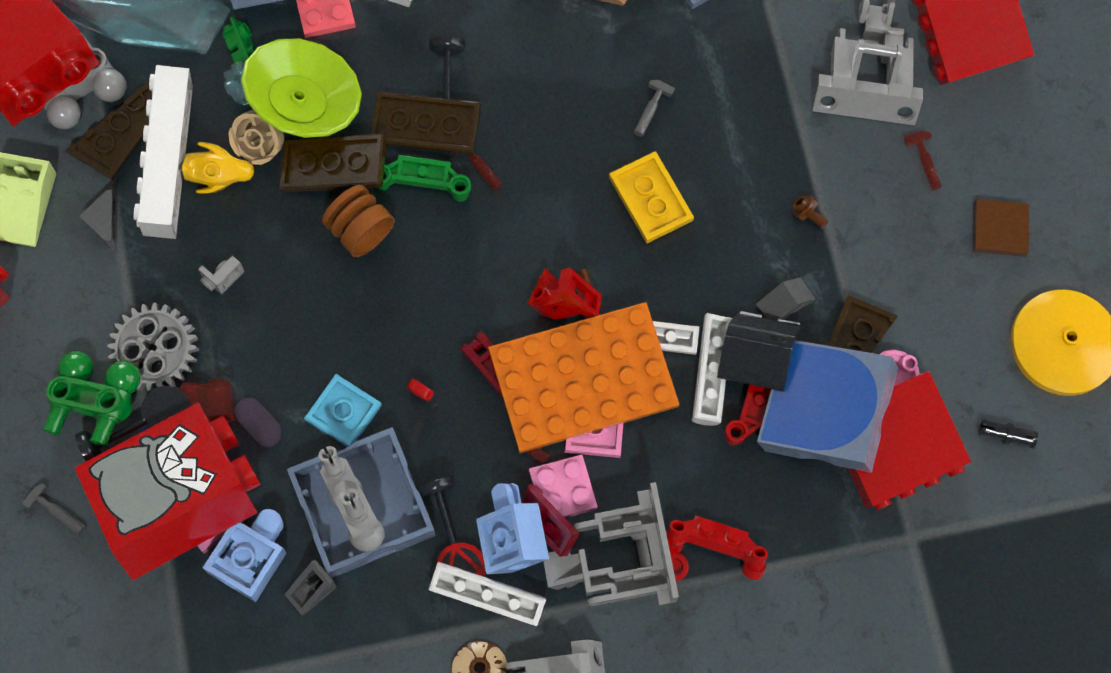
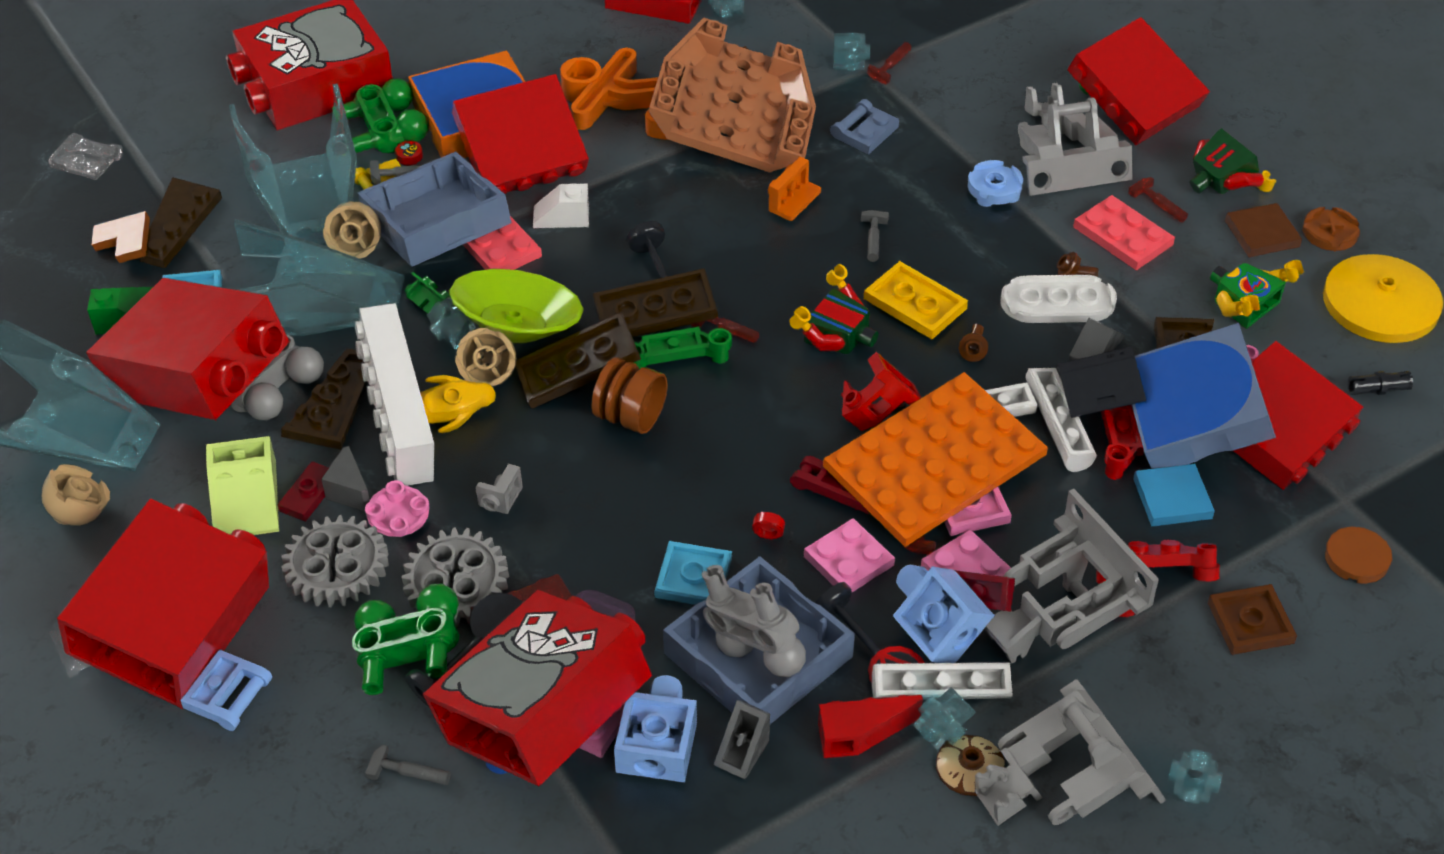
camera: 15 degrees left, 25 degrees down
(43, 288) = (311, 558): none -> light grey gear
(66, 218) = (305, 493): none -> dark red plate
(133, 262) = (397, 510): none -> bright pink dish
(404, 606) = (861, 724): none -> red slope
(473, 442) = (849, 556): none -> bright pink plate
(477, 623) = (944, 718): none -> clear light blue brick
(572, 198) = (838, 320): none -> torso
(598, 37) = (792, 190): none -> orange bracket
(677, 266) = (973, 345): none -> reddish brown plate
(768, 624) = (1252, 619): none -> reddish brown tile
(769, 480) = (1173, 495): none -> dark azure tile
(778, 238) = (1058, 298): none -> white tile
(783, 102) = (1007, 185): none -> light blue plate
(874, 185) = (1124, 232): none -> coral plate
(889, 597) = (1358, 554): none -> dark orange tile
(947, 296) = (1251, 292): none -> torso
(1002, 147) = (1227, 166): none -> dark green torso
(1064, 248) = (1331, 229): none -> dark orange tile

